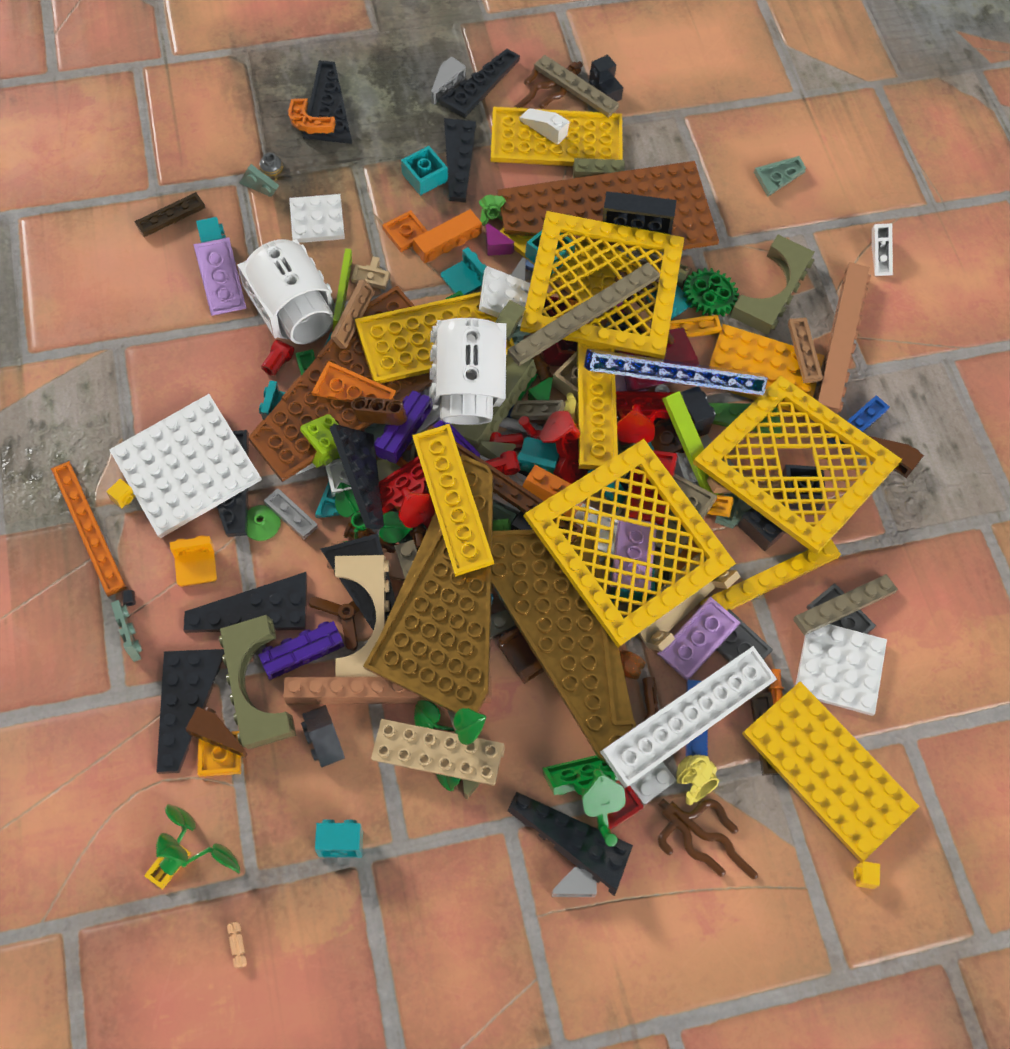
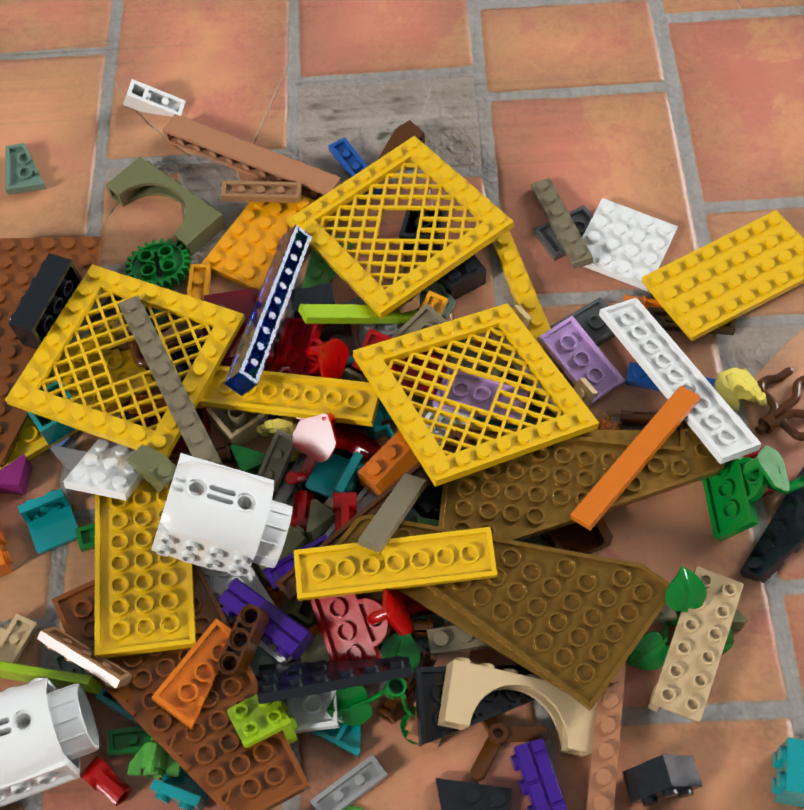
camera: 70 degrees left, 5 degrees down
(288, 376) = (154, 762): none -> bright green brick
(494, 488) = (392, 513): none -> dark tan tile
(594, 680) = (634, 458): none -> orange tile

